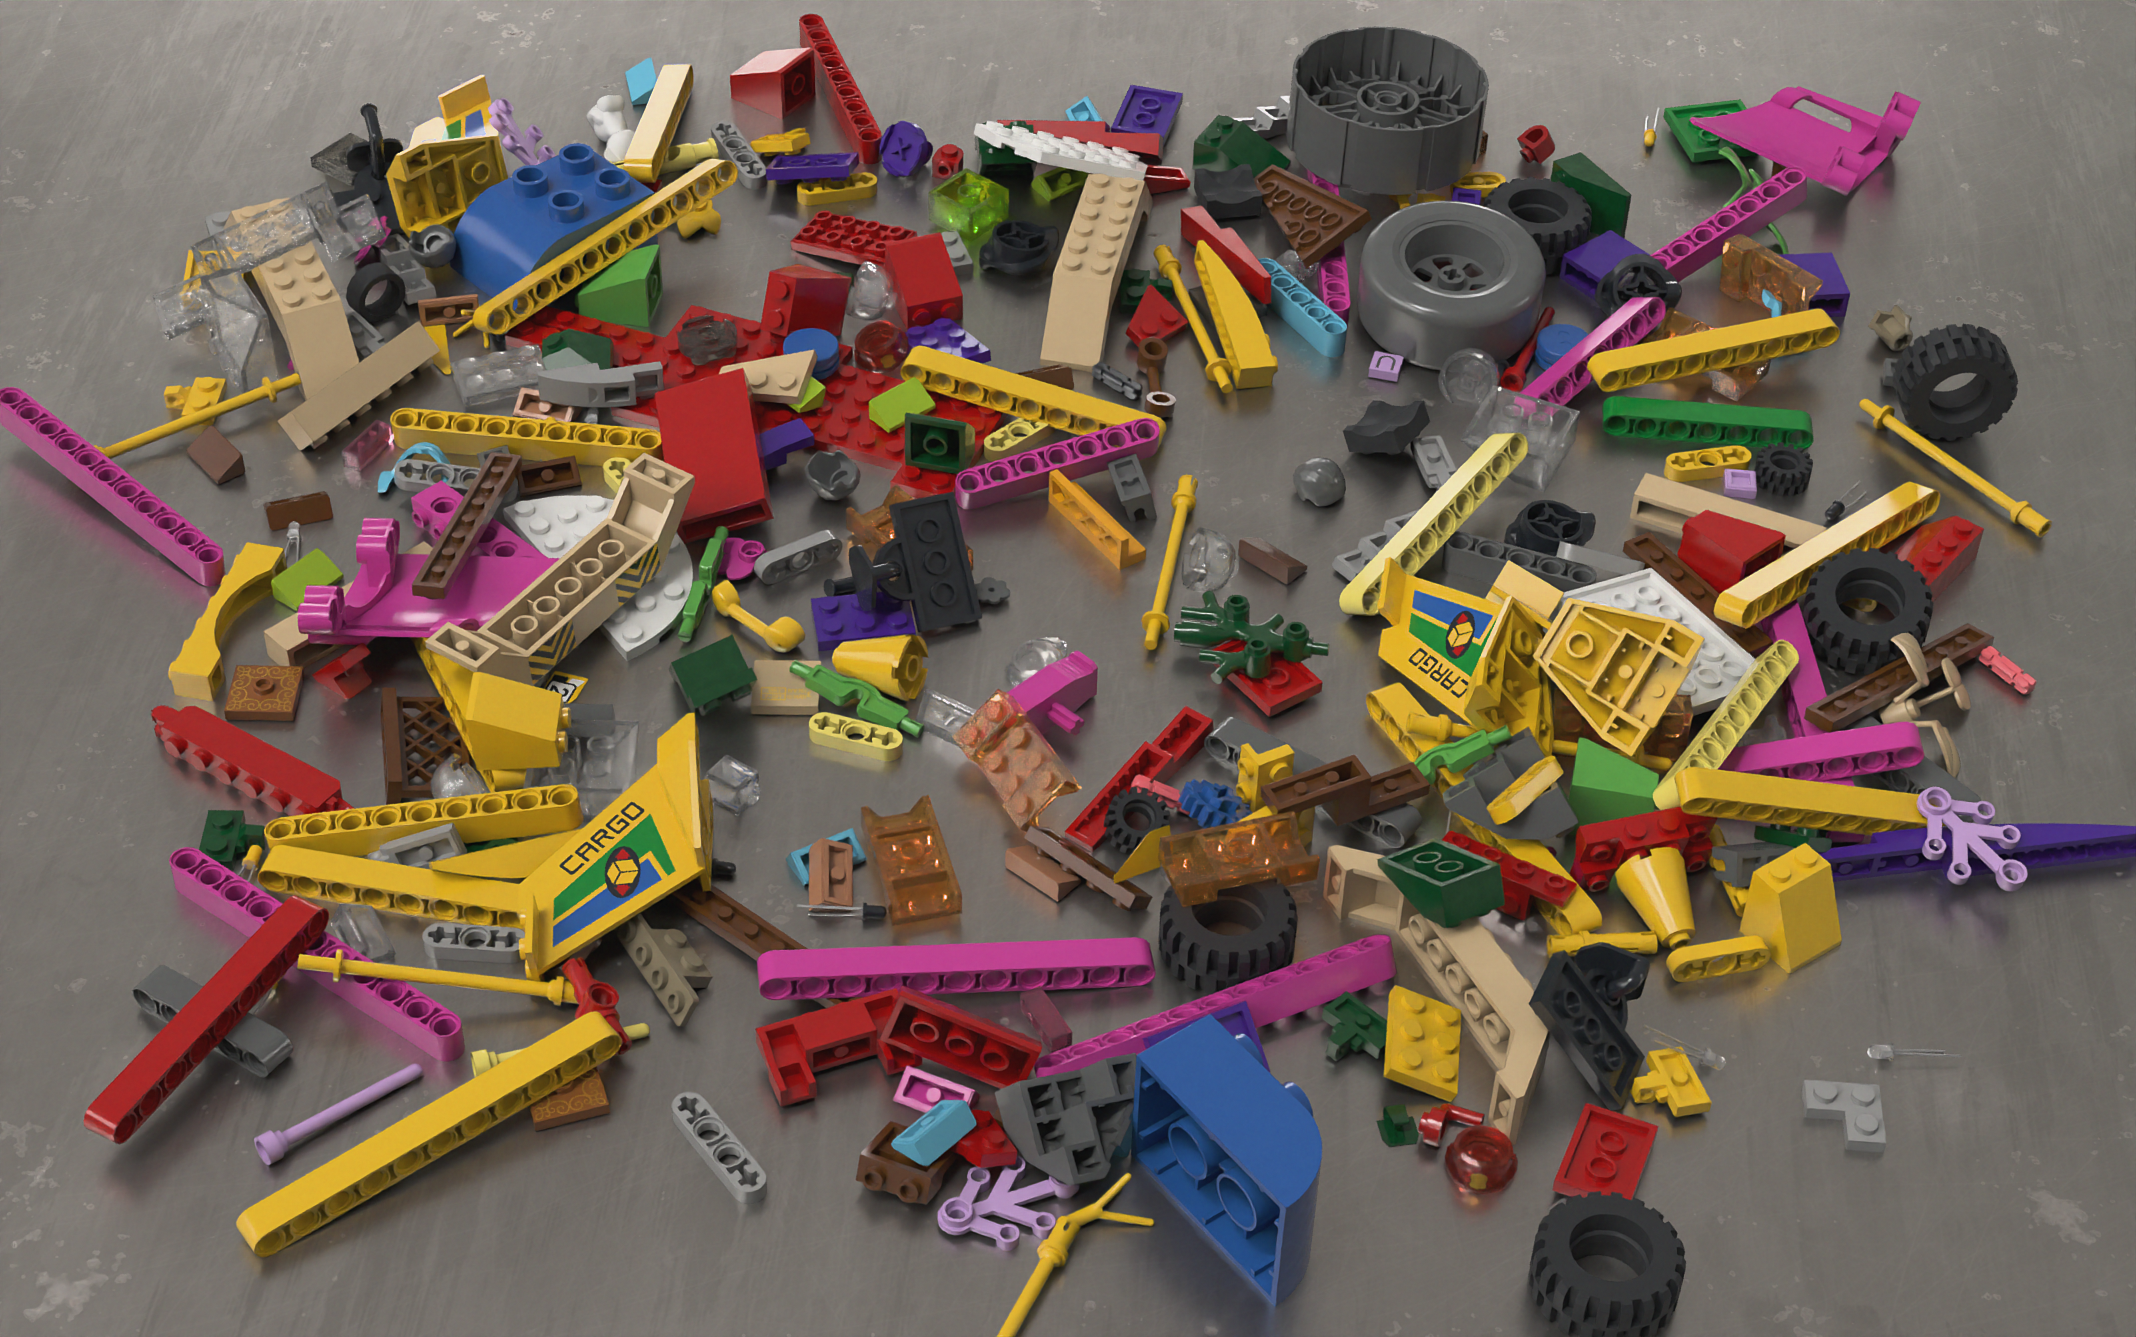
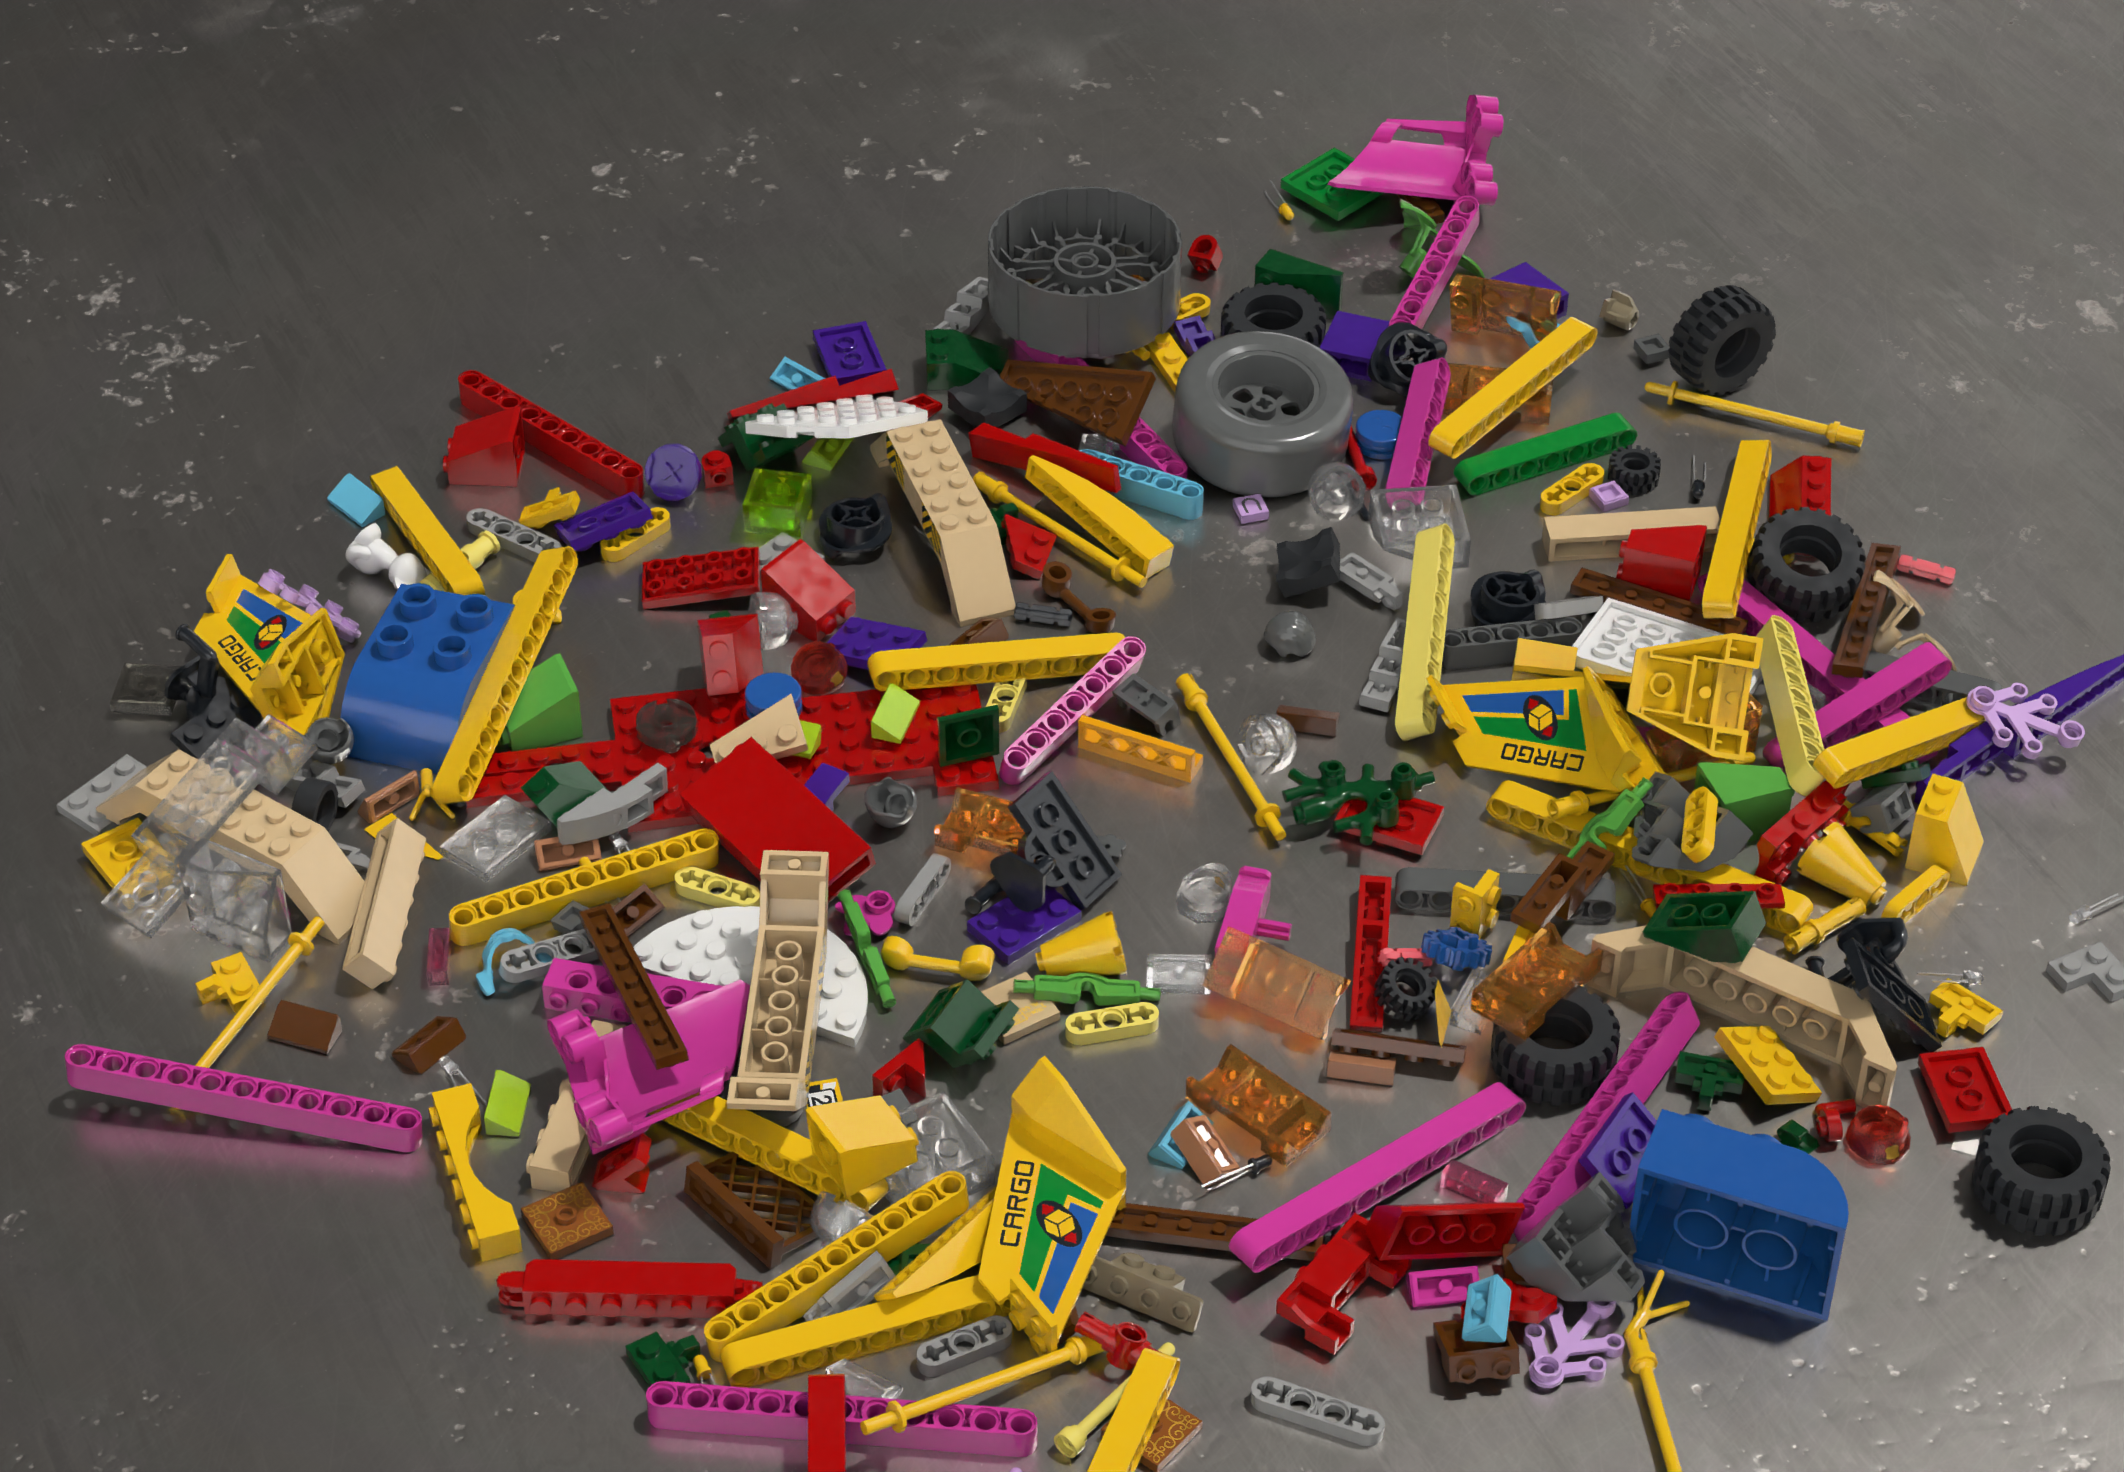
camera: 30 degrees left, 0 degrees up
(642, 693) = (902, 1071): none -> red slope

